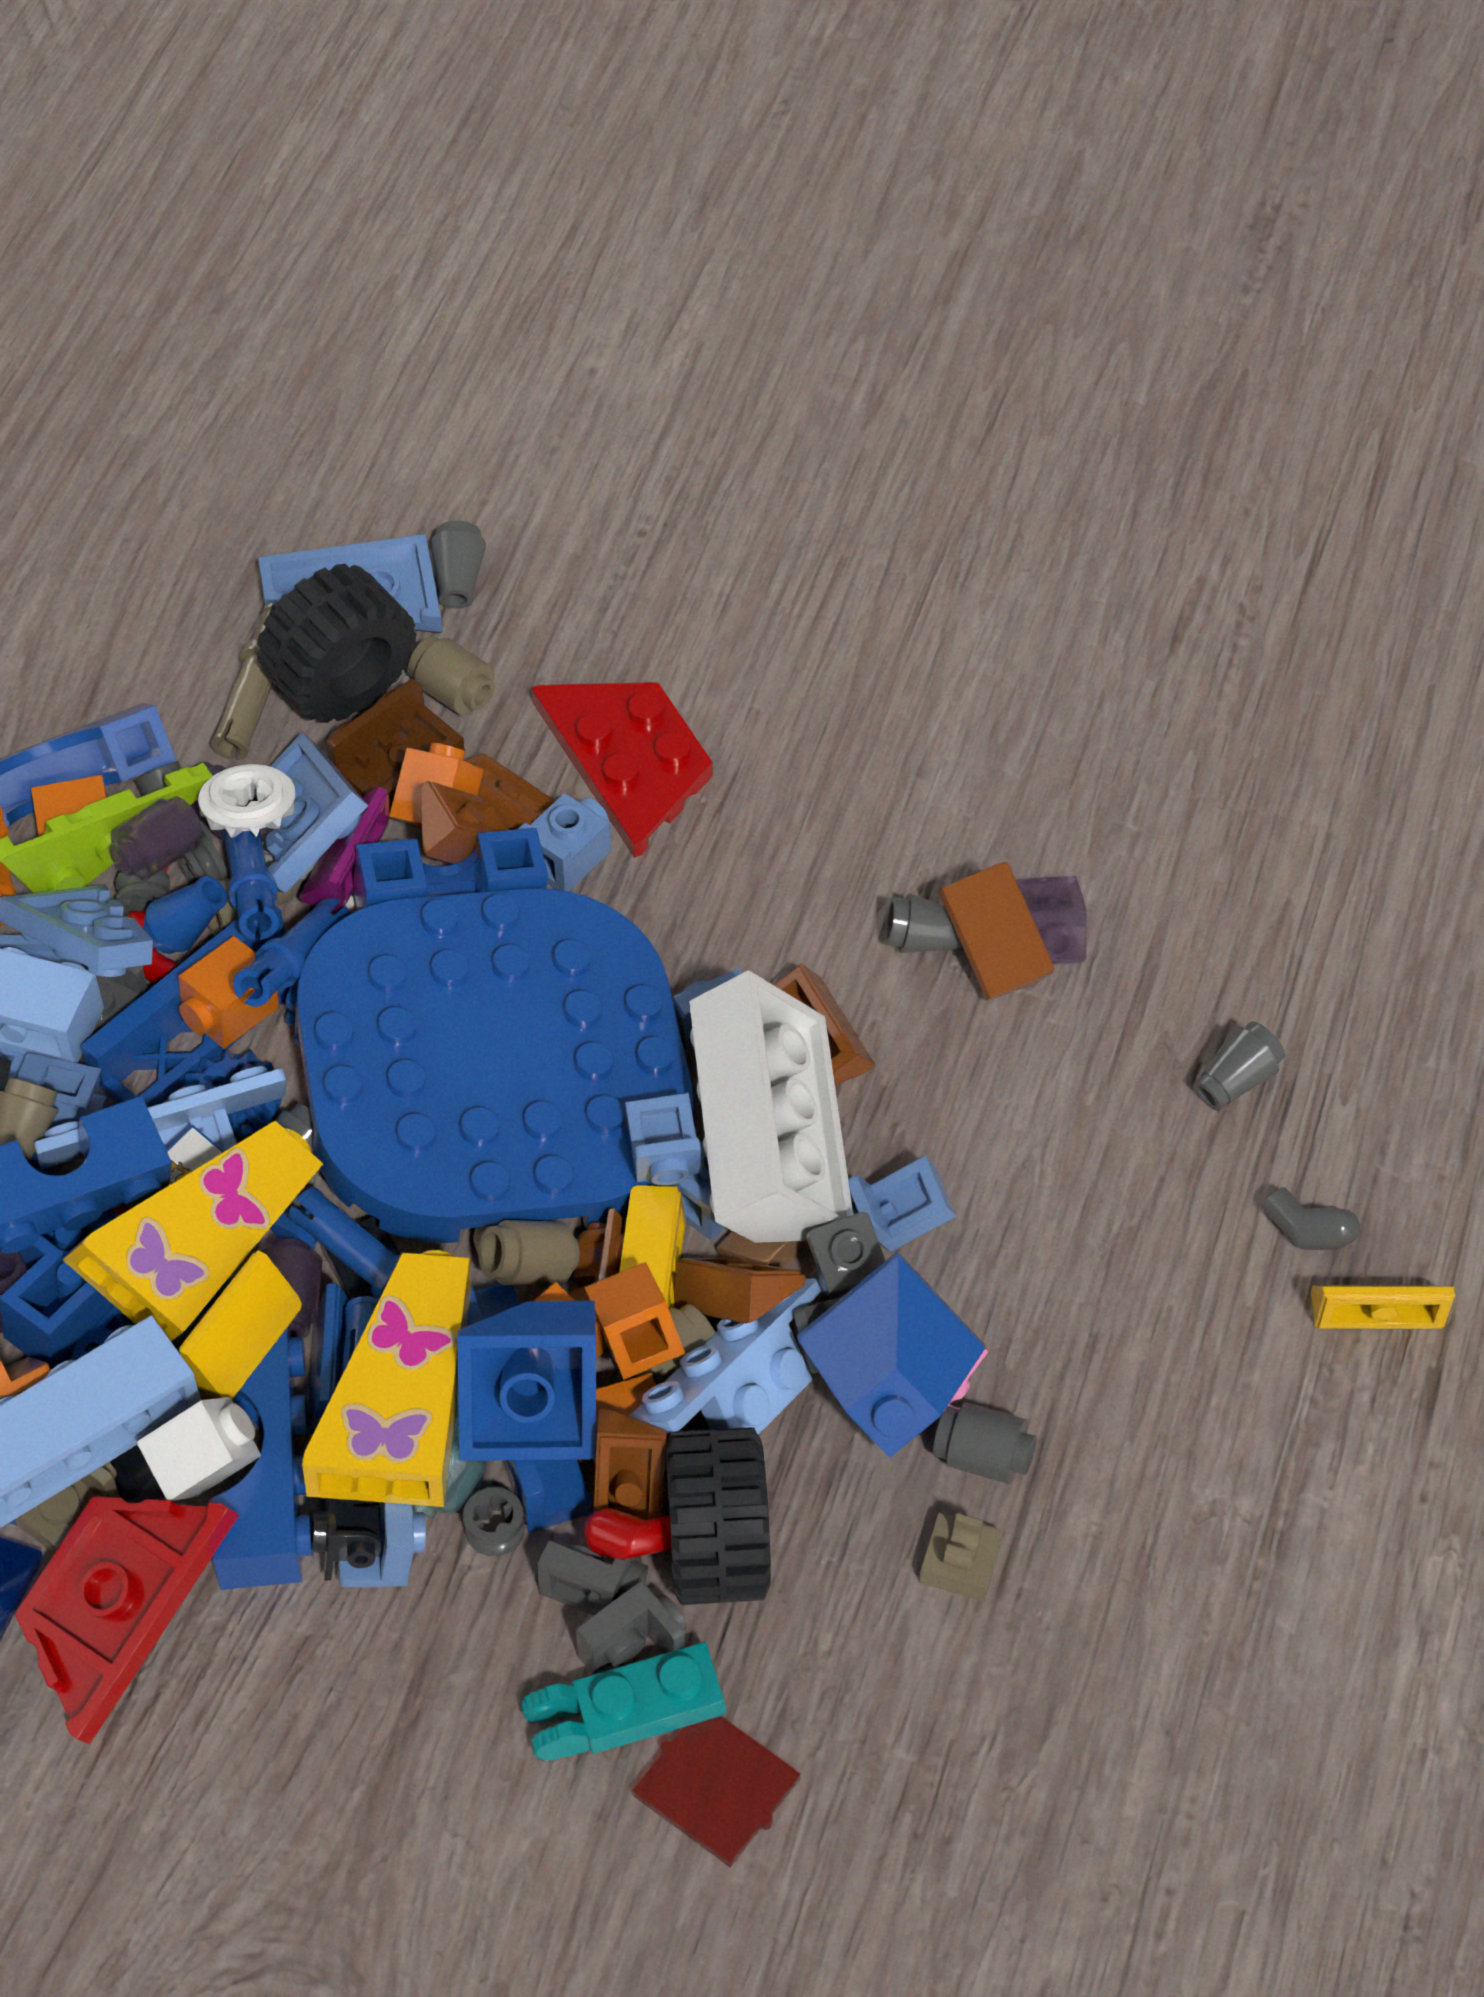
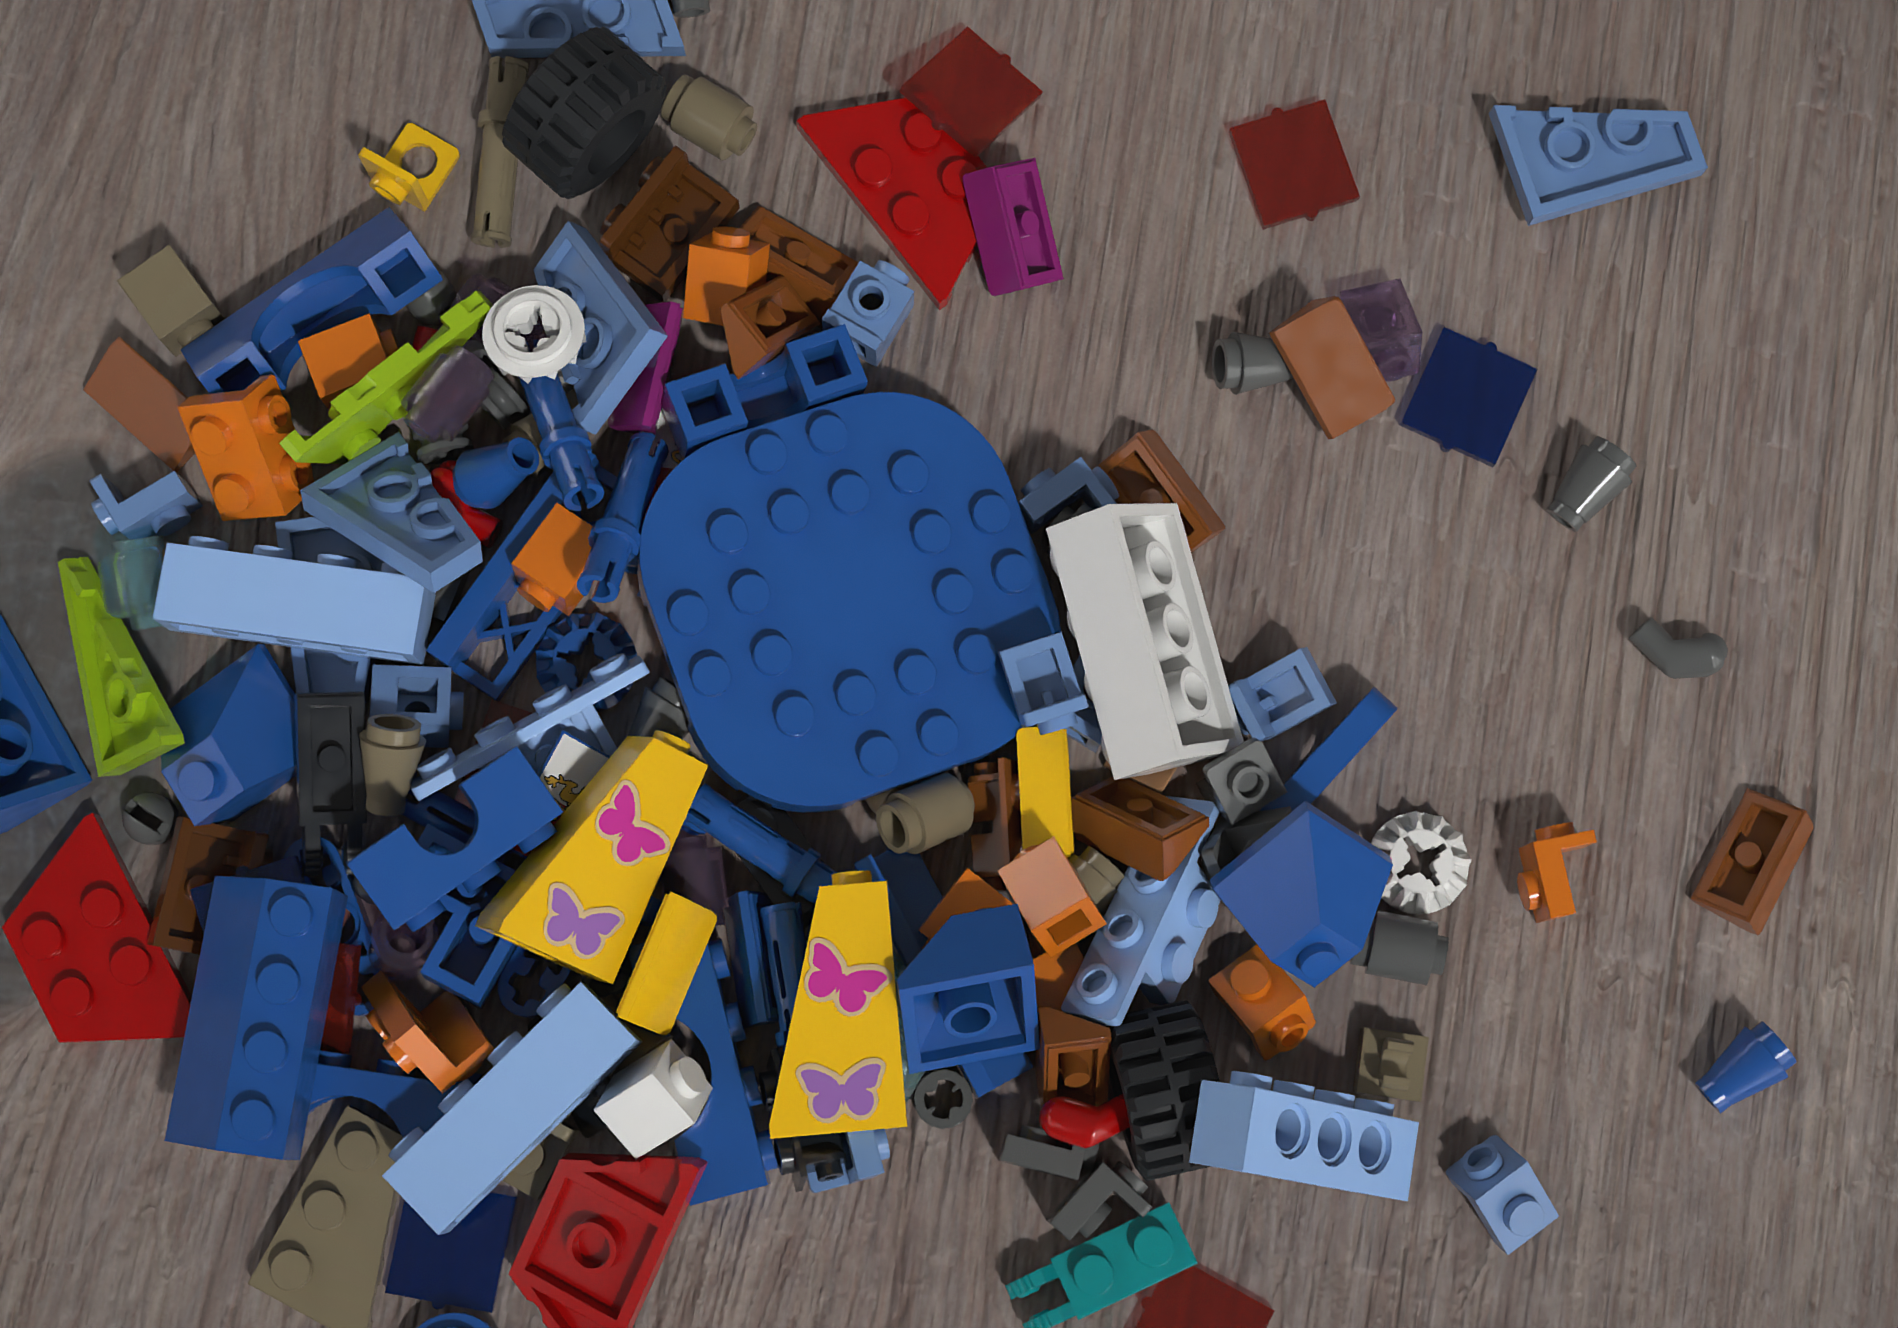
camera: 15 degrees left, 25 degrees up
(155, 684) = (398, 184): none -> yellow bracket
(697, 685) = (971, 92): none -> clear red piece
(714, 790) = (1012, 226): none -> magenta slope
(841, 1477) = (1264, 1002): none -> orange bracket
(848, 1565) = (1304, 1139): none -> light blue brick
(964, 1248) = (1336, 751): none -> blue beam
(991, 782) = (1294, 164): none -> clear red piece
(1049, 1378) = (1450, 868): none -> white gear
(1062, 1690) = (1503, 1192): none -> medium blue bracket
(1130, 987) = (1468, 397): none -> clear blue piece
(1142, 1402) = (1544, 880): none -> orange bracket
(1268, 807) = (1586, 159): none -> medium blue wing
(1336, 1604) = (1746, 1067): none -> blue cone
(1369, 1423) = (1753, 860): none -> dark orange slope
(1381, 1306) = (1755, 728): yellow slope -> none

